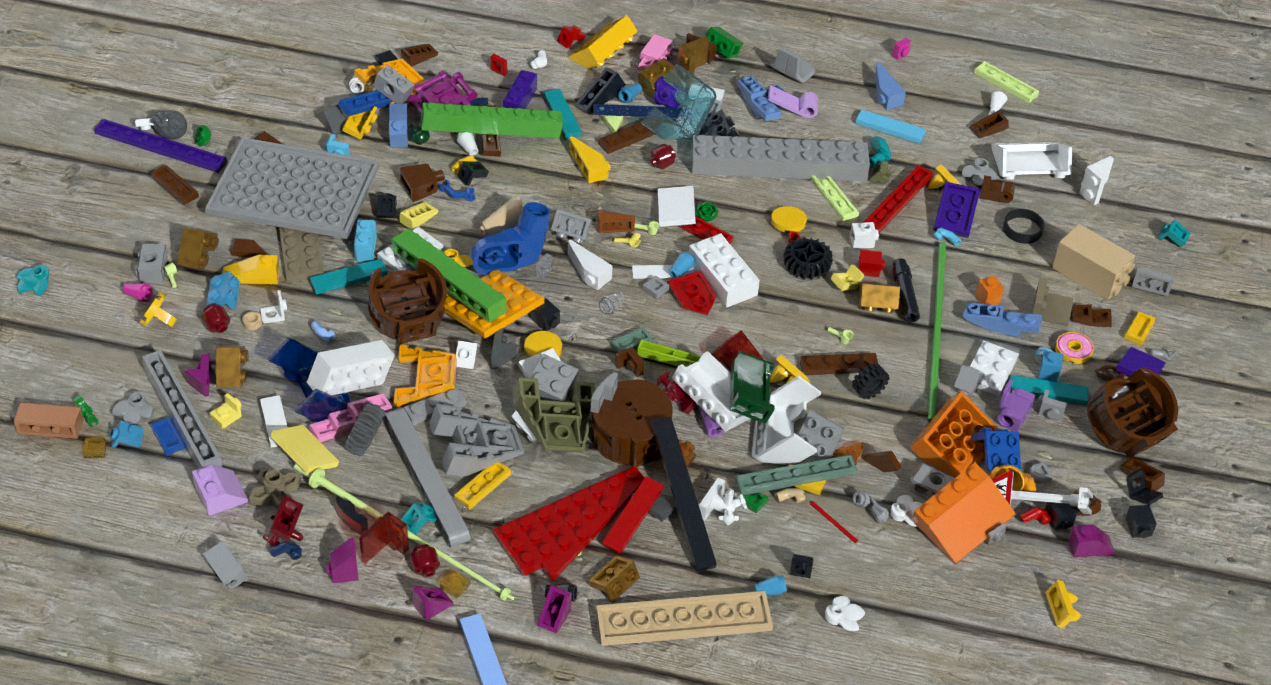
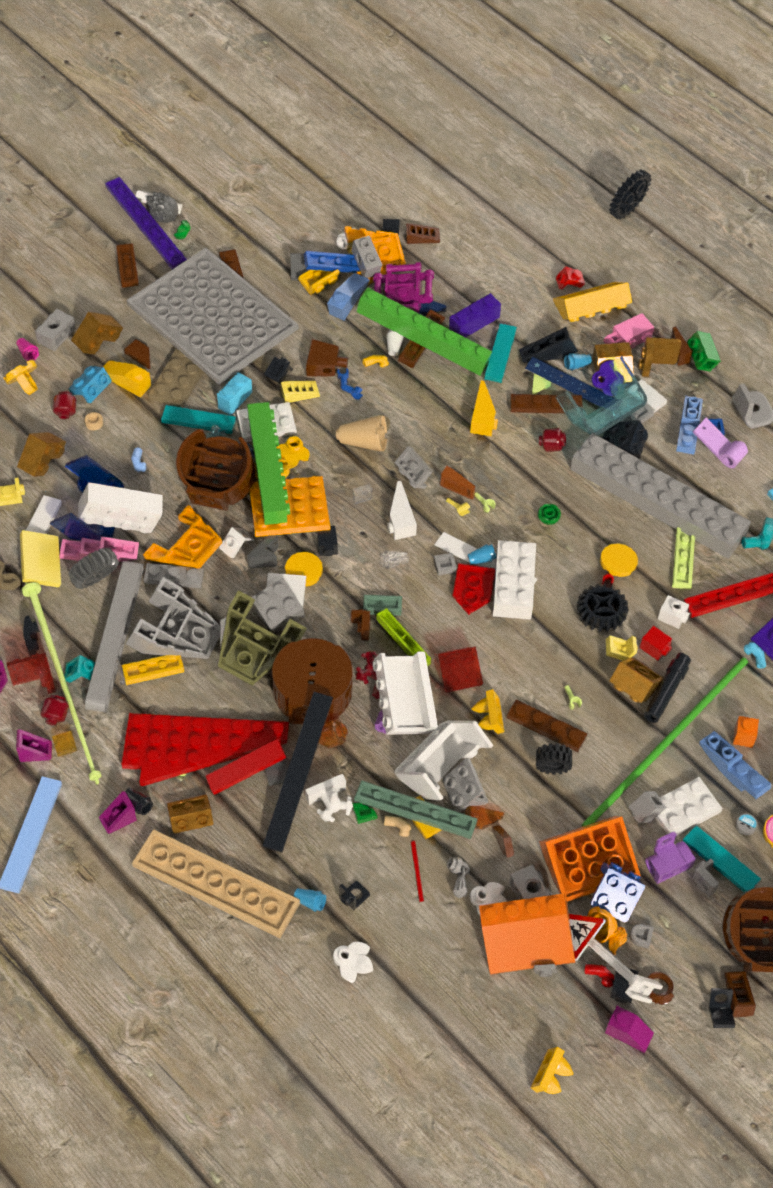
camera: 35 degrees right, 10 degrees up
(170, 269) = (65, 342): yellowish green hand -> none
(200, 377) = (14, 451): magenta slope -> none
(279, 310) = (121, 420): white bracket -> none
(337, 147) = (278, 295): medium azure bracket -> none
(418, 135) = (356, 317): dark green piece -> none
(471, 170) = (375, 370): black bracket -> none
(498, 64) = (481, 277): red tile -> none
(513, 246) = (343, 462): blue piece -> none
(540, 61) = (522, 292): white arm -> none
(604, 391) = (300, 641): light grey slope -> none
(676, 206) = (525, 495): white tile -> none
(705, 230) = (534, 532): red tile -> none
(751, 387) = (435, 706): dark green panel -> none
(881, 173) = (744, 556): olive tile -> none
(1050, 366) = (739, 838): dark azure brick -> none
(1140, 521) = (693, 1038): black brick -> none

